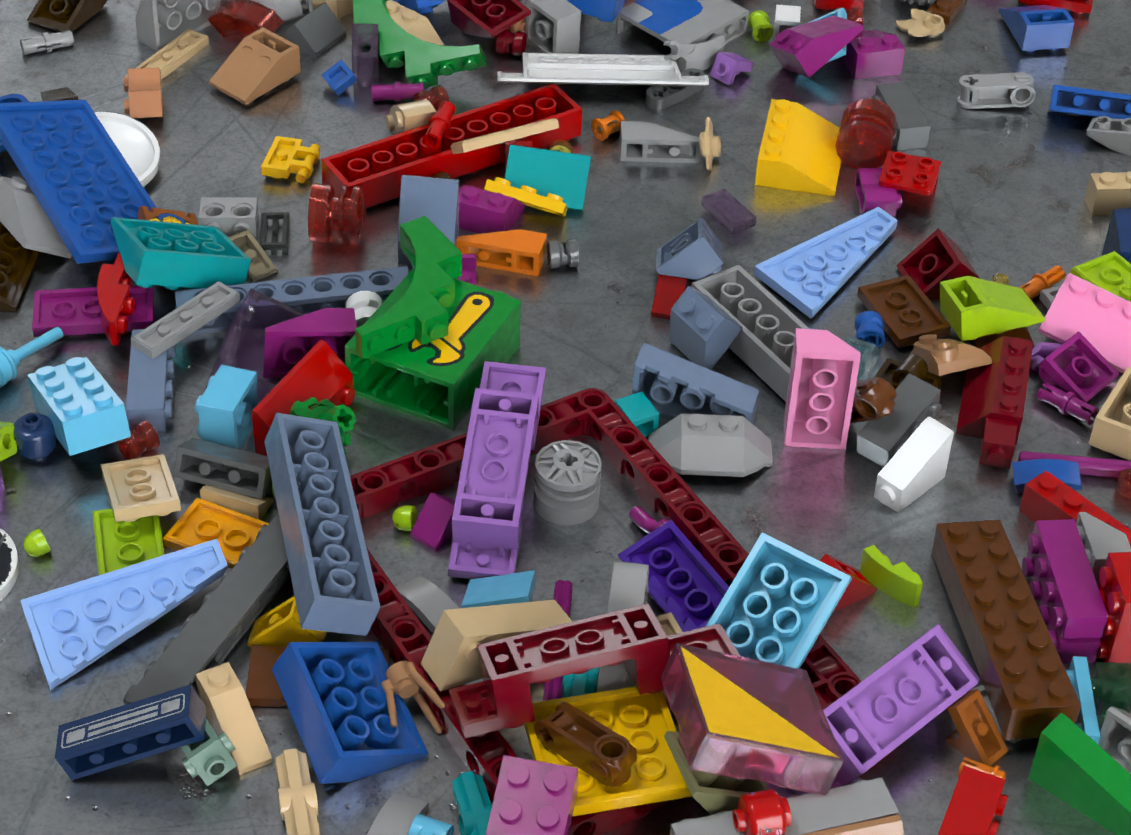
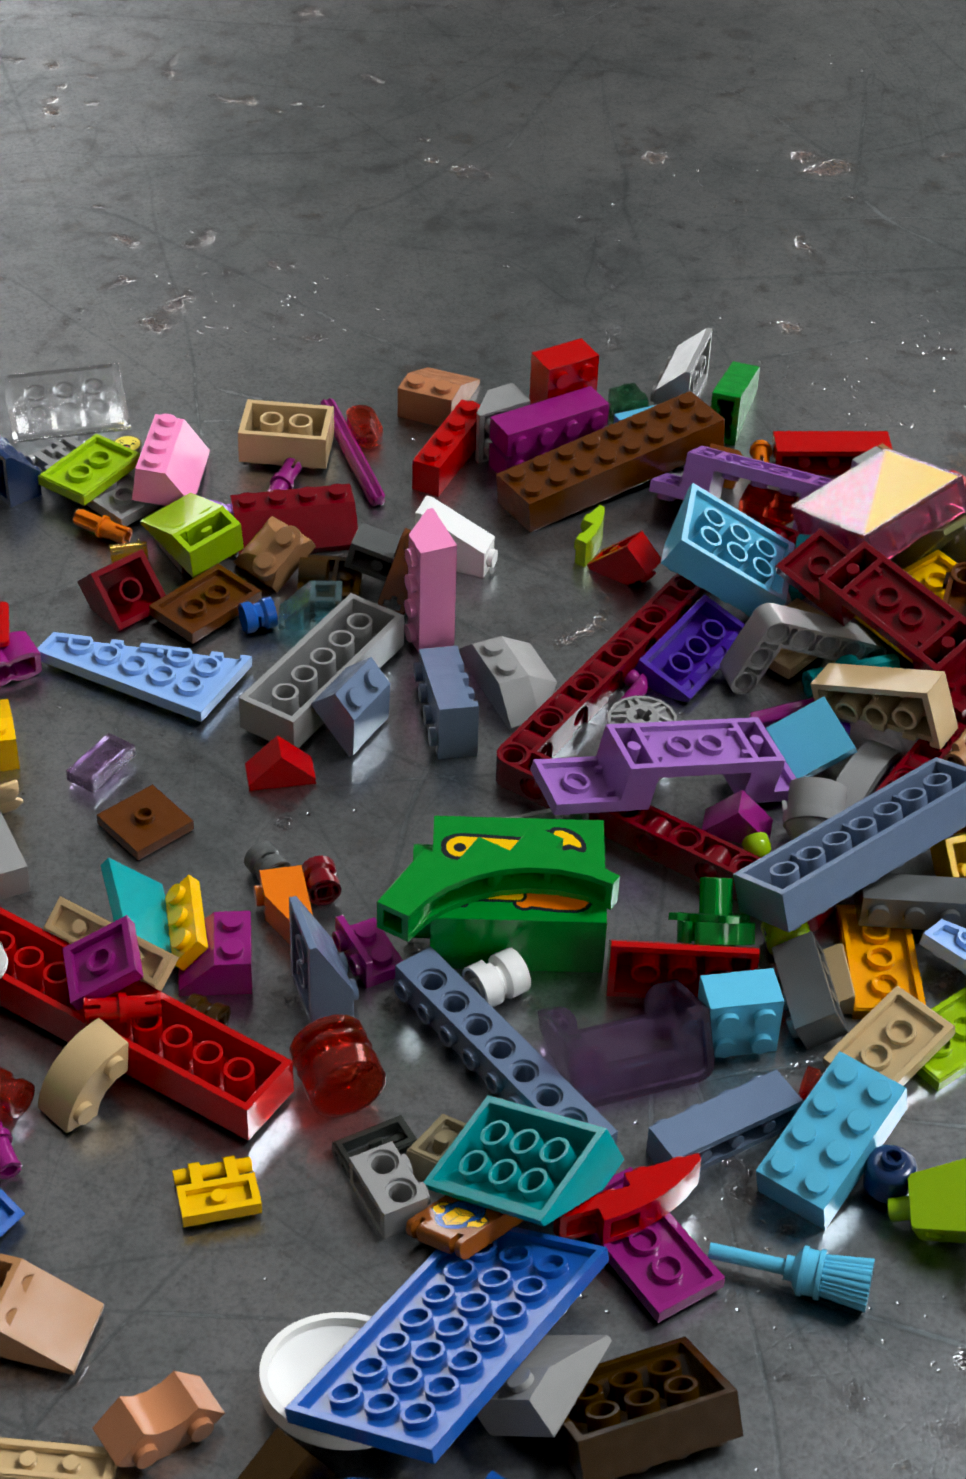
camera: 115 degrees left, 0 degrees up
(185, 320) = (629, 1110): light grey tile -> none
(292, 339) = (590, 983): magenta slope -> none
(398, 545) = (811, 803): none -> light grey helmet
(485, 119) = (103, 962): none -> magenta plate
(529, 273) = (321, 880): none -> dark red wheel
(640, 412) = (497, 728): teal brick -> none
(653, 219) = (145, 822): none -> reddish brown plate
(691, 253) = (231, 747): sand blue slope -> none
(998, 443) = (375, 507): dark red brick -> none
(1062, 469) = (396, 477): blue slope -> none
(1077, 368) = (226, 479): magenta slope -> none

